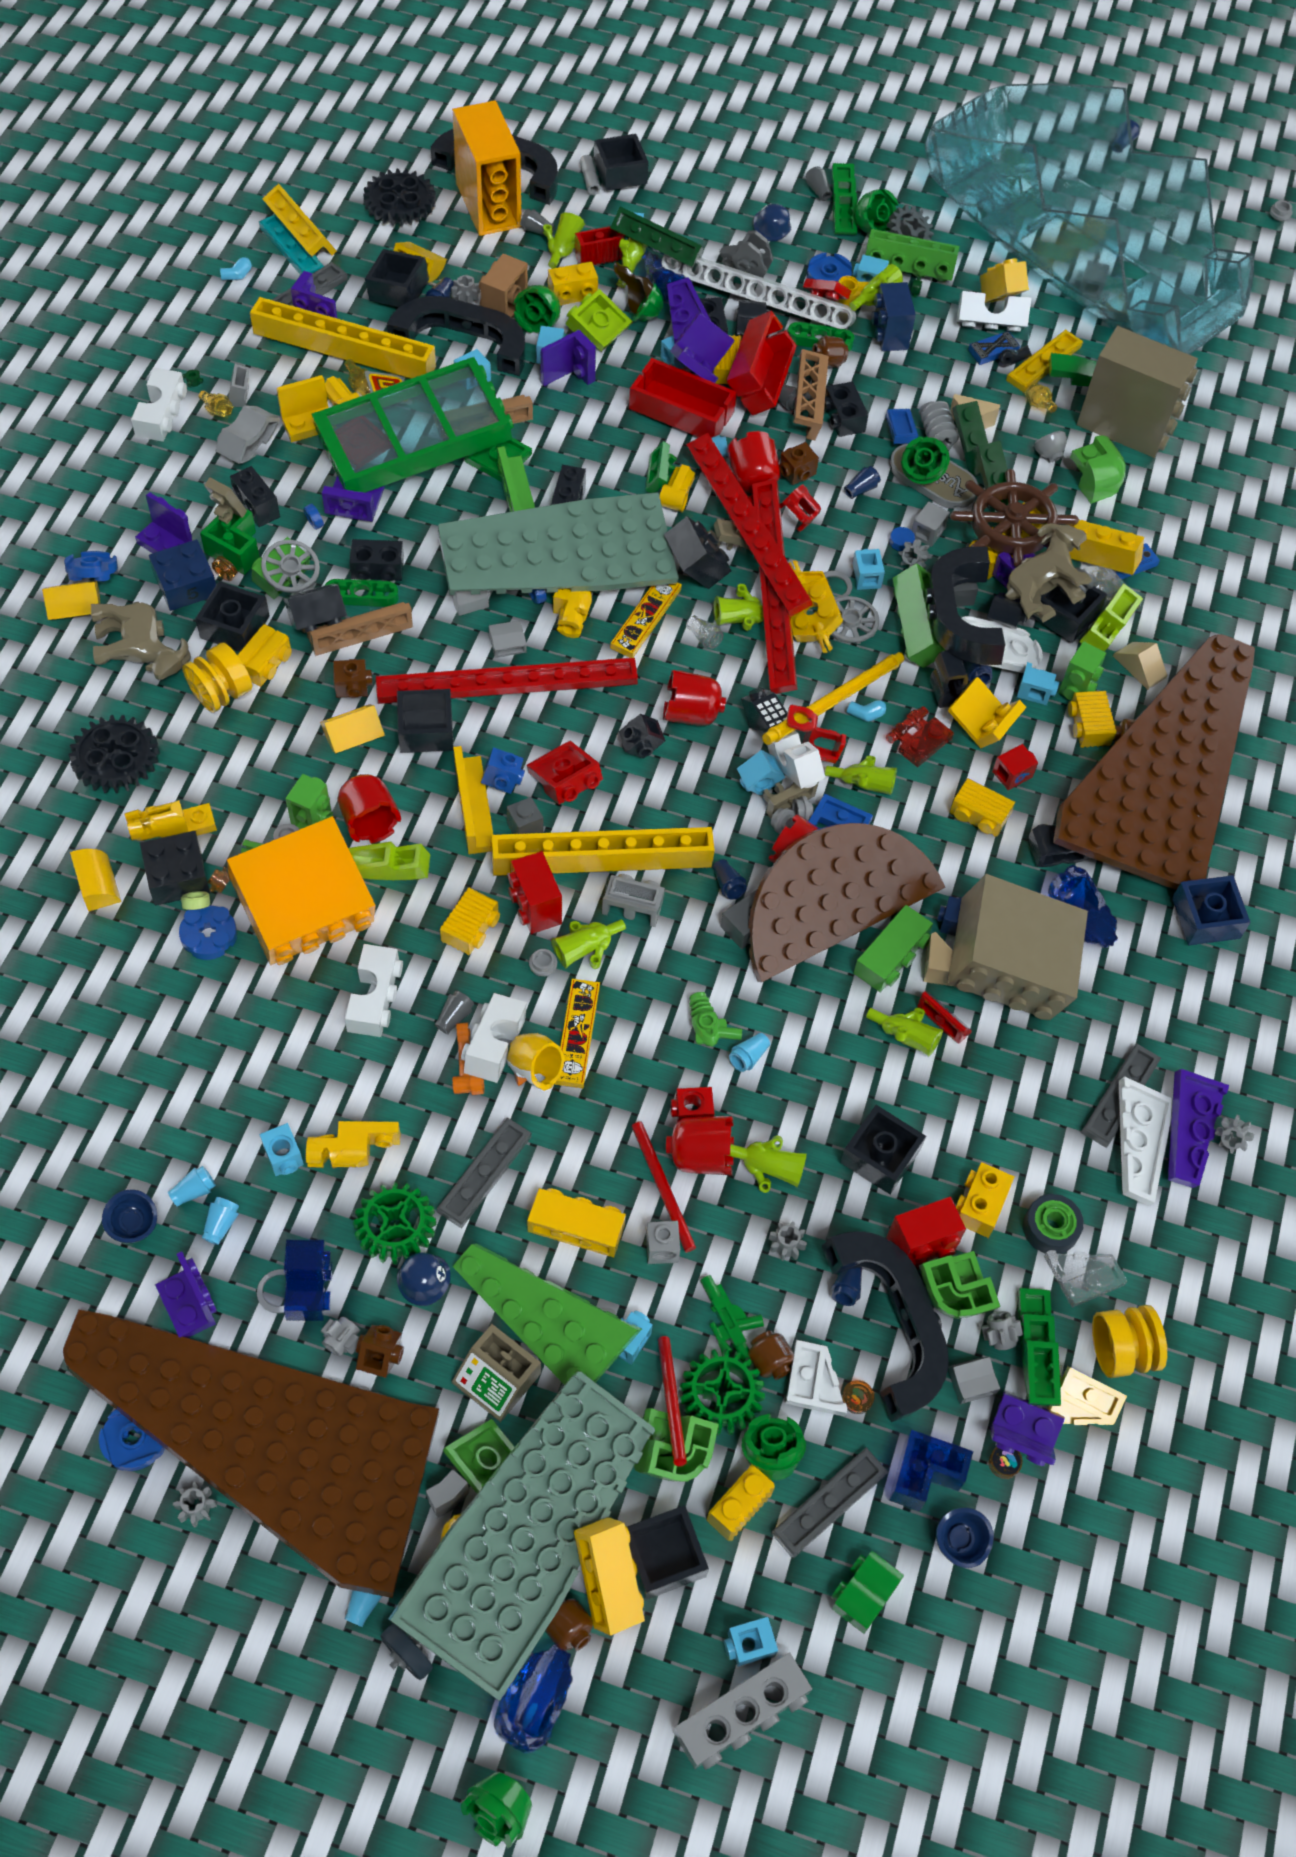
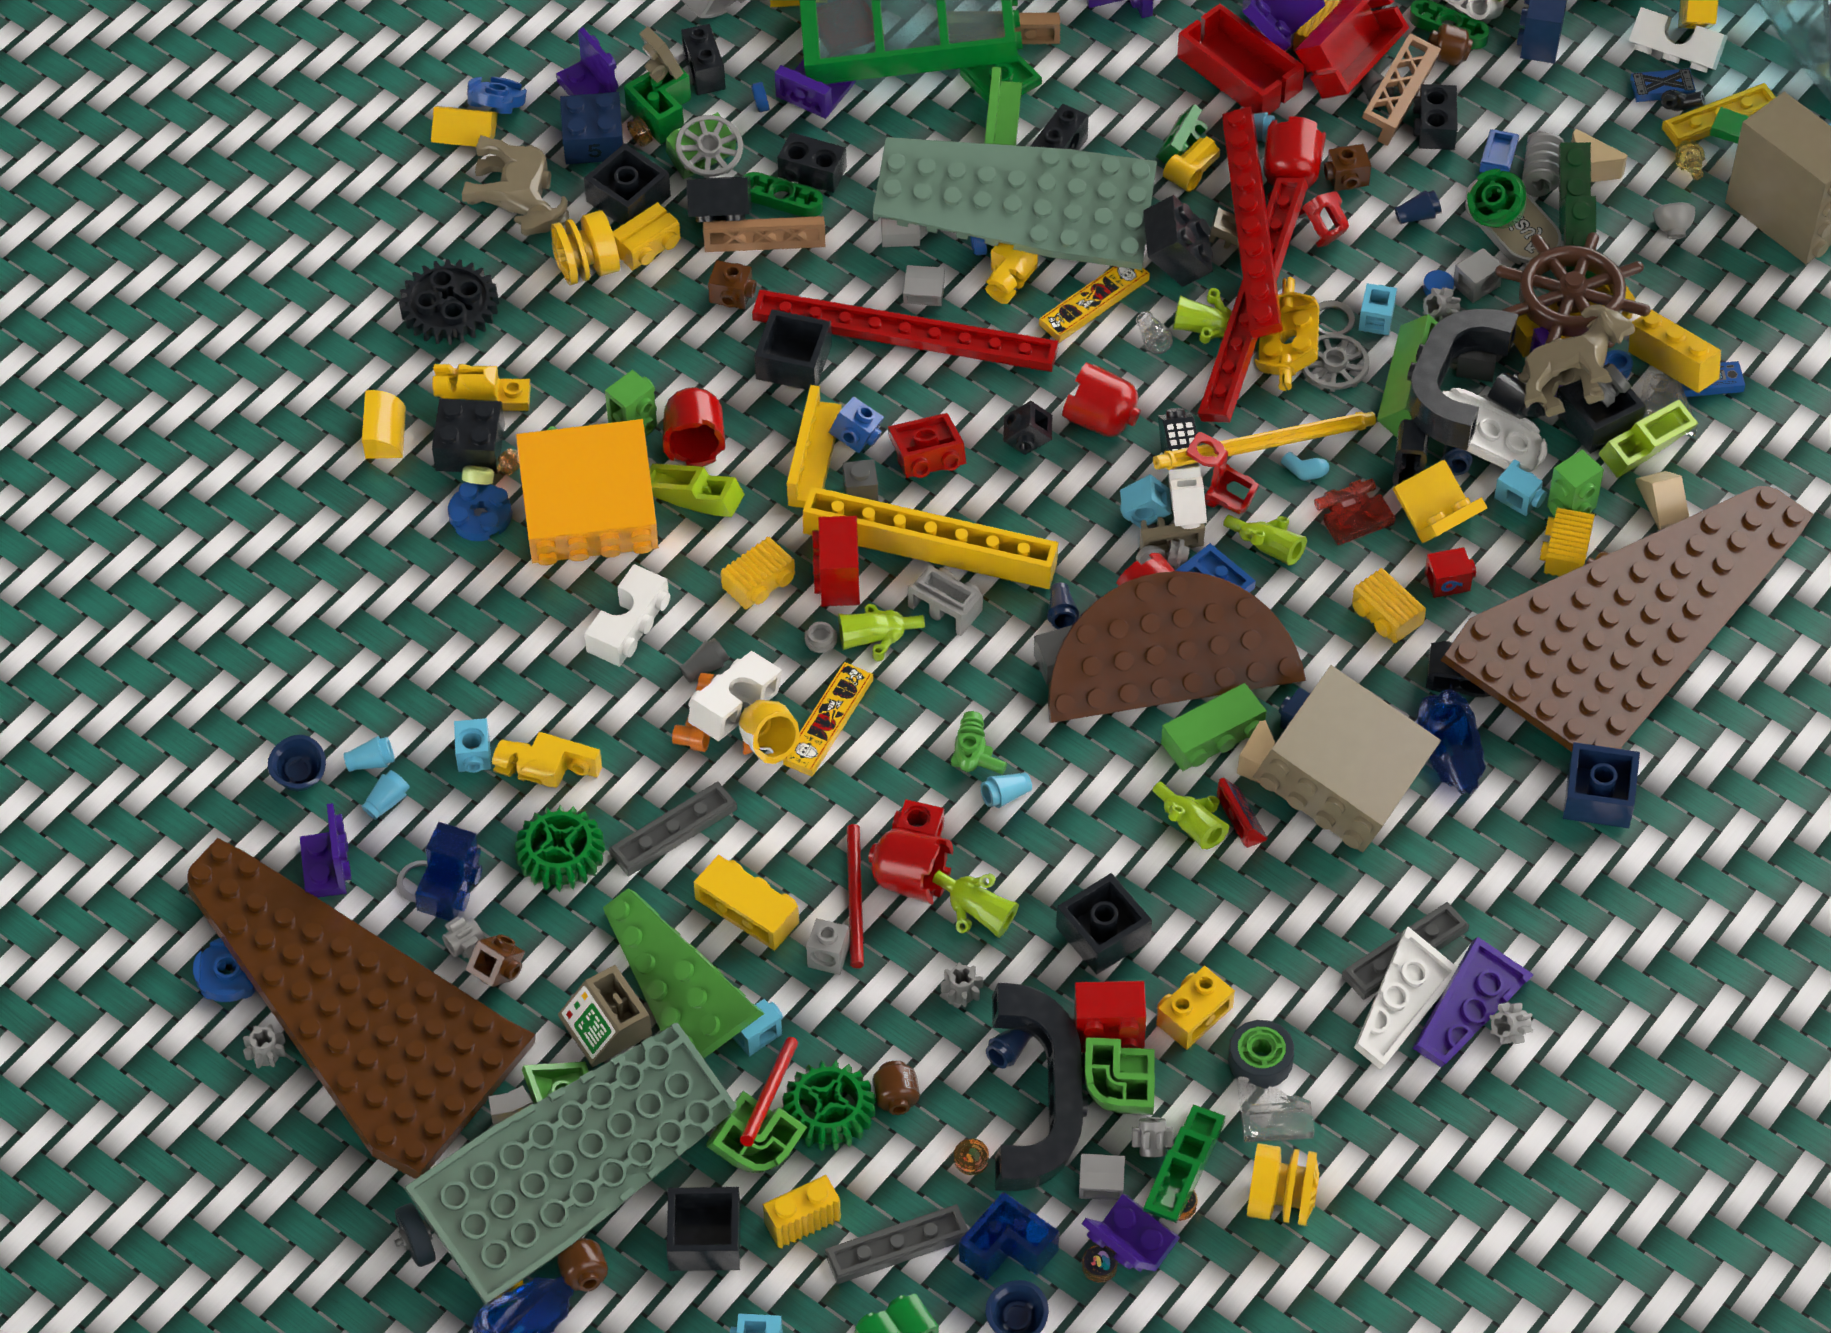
camera: 25 degrees right, 5 degrees down
(352, 728) = (713, 339): yellow brick -> none
(361, 1606) = (389, 1185): medium azure cone -> none
(423, 1279) = (568, 909): dark blue helmet -> none
(609, 1575) = (638, 1226): yellow brick -> none
(732, 1319) = (871, 1041): green piece -> none
(774, 1446) = (856, 1168): green cone -> none
(813, 1380) = (930, 1125): white wing -> none
(1087, 1400) = (1212, 1231): wing -> none
(1101, 469) = (1720, 260): bright green brick -> none

